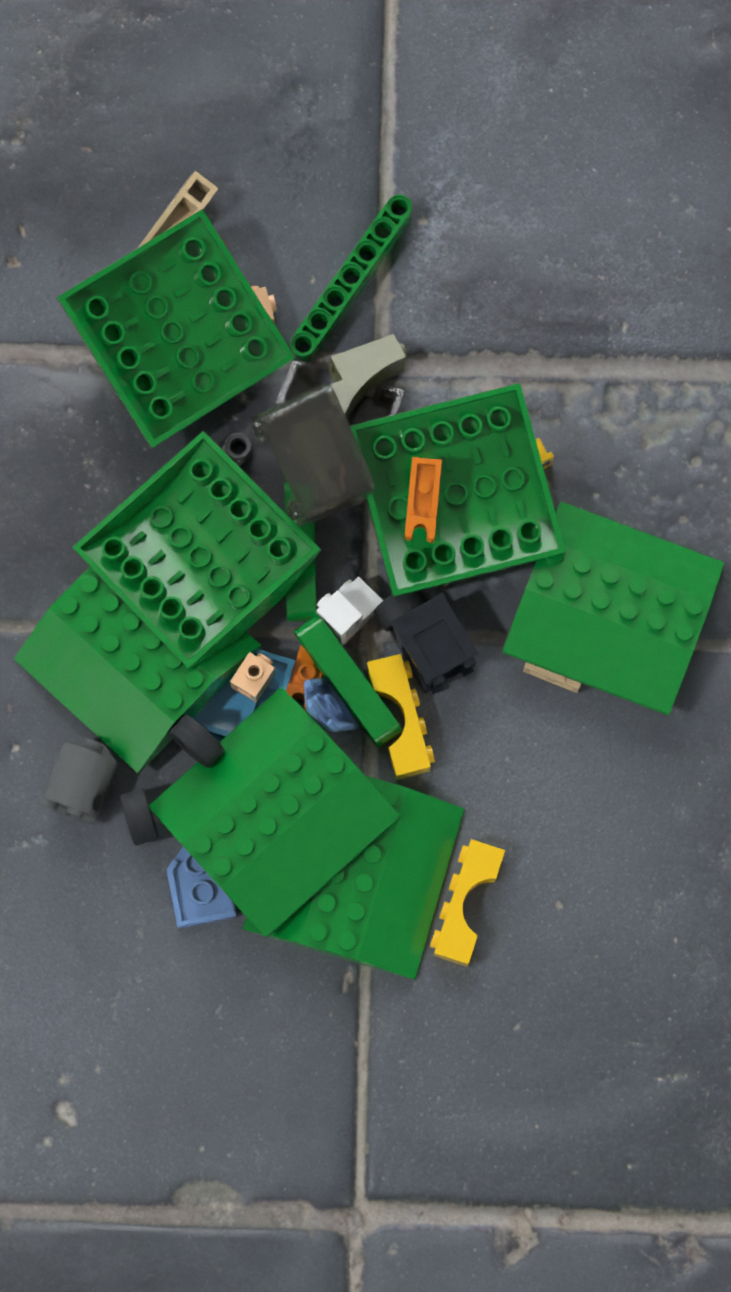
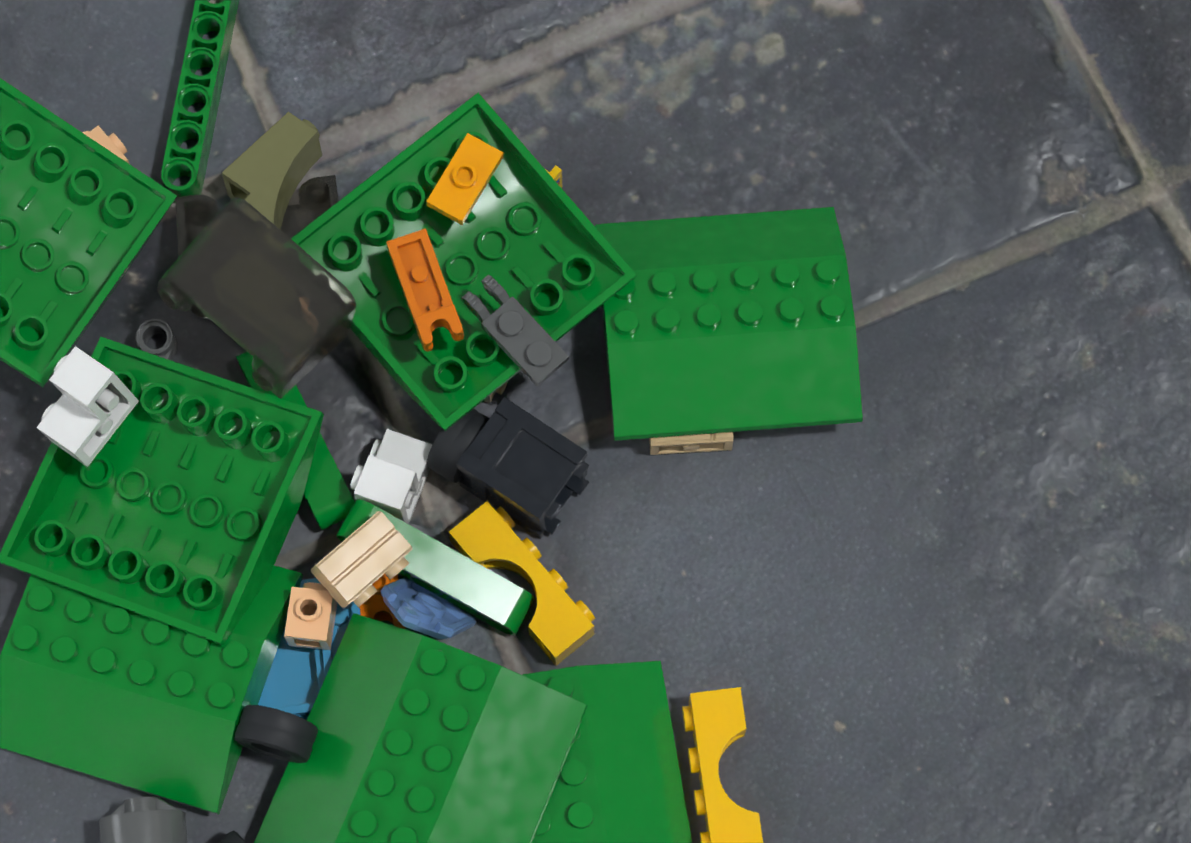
camera: 25 degrees left, 5 degrees down
(172, 477) = (90, 406): none -> white brick
(300, 657) = (361, 560): none -> tan brick
(469, 556) = (517, 333): none -> dark grey hinge
(483, 437) = (464, 179): none -> light orange plate

